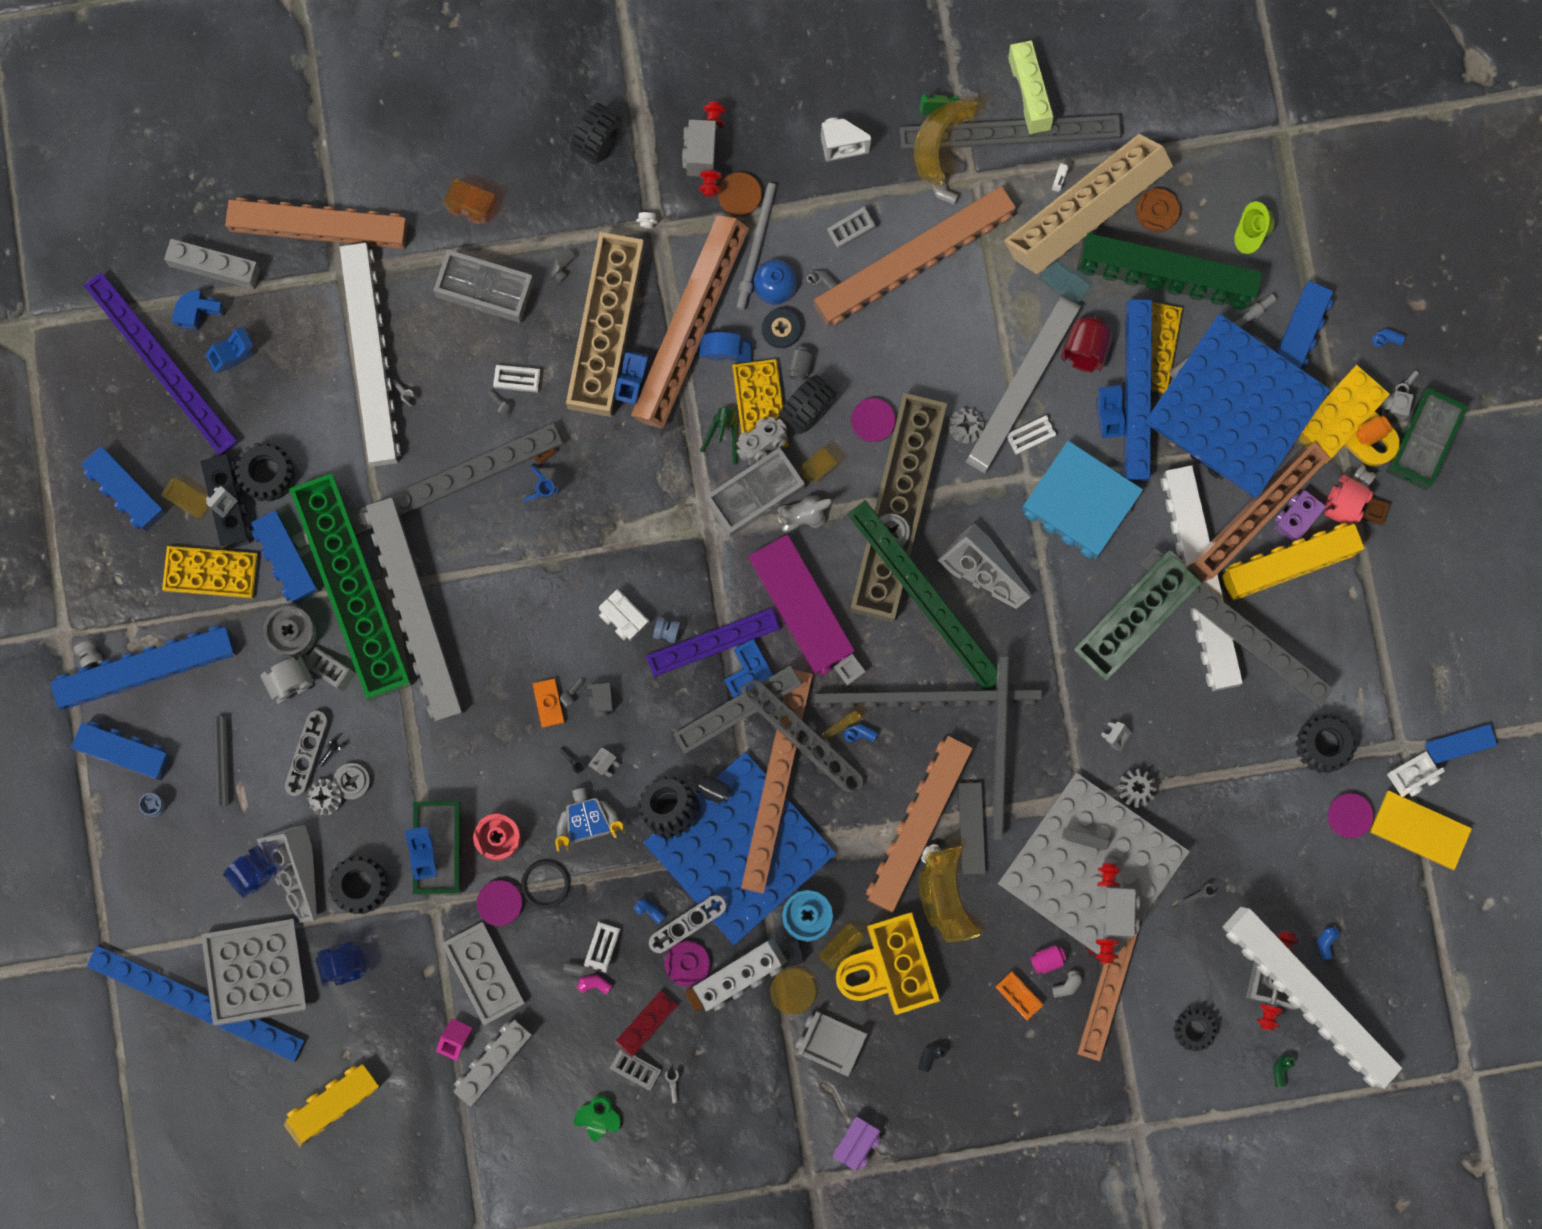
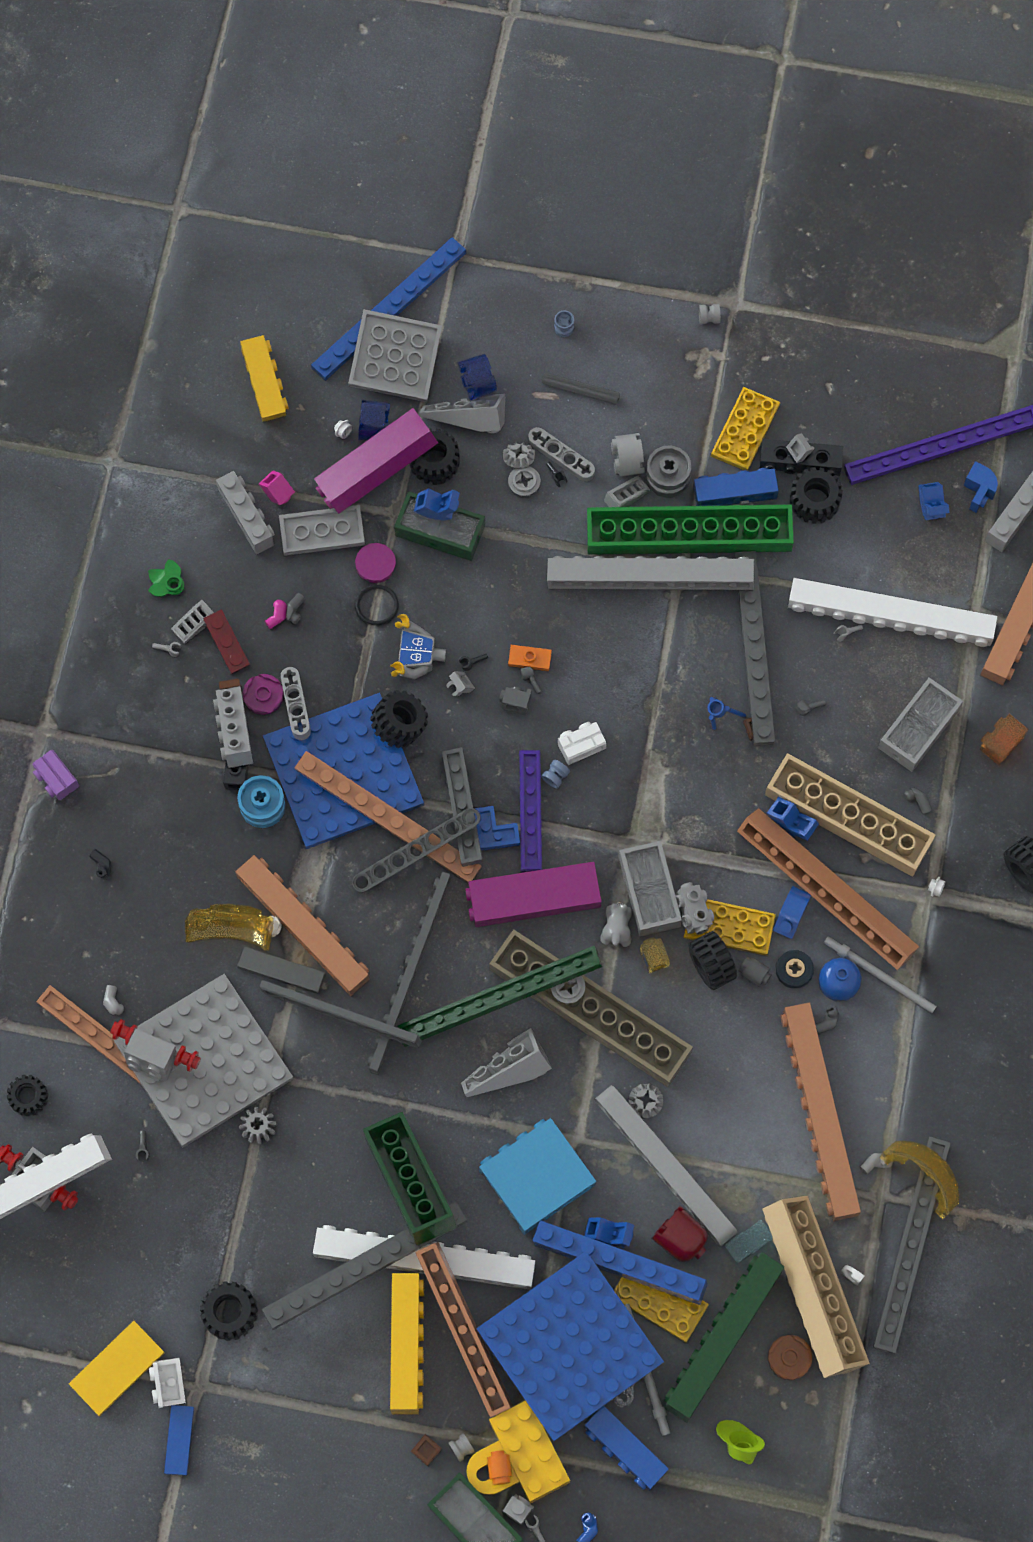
camera: 115 degrees right, 10 degrees down
(121, 751) = (618, 314): blue brick -> none
(123, 488) = (841, 382): blue brick -> none
(143, 668) = (681, 352): blue brick -> none
(185, 498) = (818, 427): clear yellow plate -> none
(358, 997) = (343, 429): none -> white plate
(390, 942) = (375, 461): none -> magenta brick
(509, 843) = (429, 587): coral brick -> none
(519, 387) = (821, 743): white tile -> none
(596, 964) = (296, 632): white tile -> none
(651, 909) = (322, 679): blue arm -> none
(700, 150) = (986, 954): light grey brick -> none
(714, 790) = (399, 760): black brick -> none
(725, 420) = (726, 889): dark green plant -> none
(739, 194) = (934, 977): dark orange tile -> none
(792, 991) = (204, 770): clear yellow tile -> none
(830, 1043) = (148, 785): light grey panel -> none
(840, 946) = (225, 821): clear yellow plate -> none
(842, 724) = (416, 896): clear yellow bar -> none
(843, 139) = (954, 1080): white slope -> none
(849, 669) = (460, 913): light grey tile -> none
(855, 234) = (871, 1080): light grey slope -> none
(858, 731) = (404, 905): blue arm -> none
(873, 420) = (681, 1018): magenta tile -> none
(894, 965) = (188, 859): yellow brick -> none
(929, 105) = (963, 1186): green tile -> none
(1019, 996) = (120, 955): orange plate -> none
(1035, 99) = (939, 1273): yellowish green arch -> none
(1048, 427) = (617, 1174): white tile -> none
(1048, 959) = (140, 991): dark pink brick -> none
(1085, 839) = (229, 1055): dark grey tile -> none
(1118, 735) = (310, 1126): light grey tile -> none
(1299, 516) = (447, 1371): medium lavender brick -> none
(1325, 941) = (54, 1241): blue arm -> none
(1346, 501) = (444, 1420): coral brick -> none
(1350, 816) = (156, 1310): magenta tile -> none

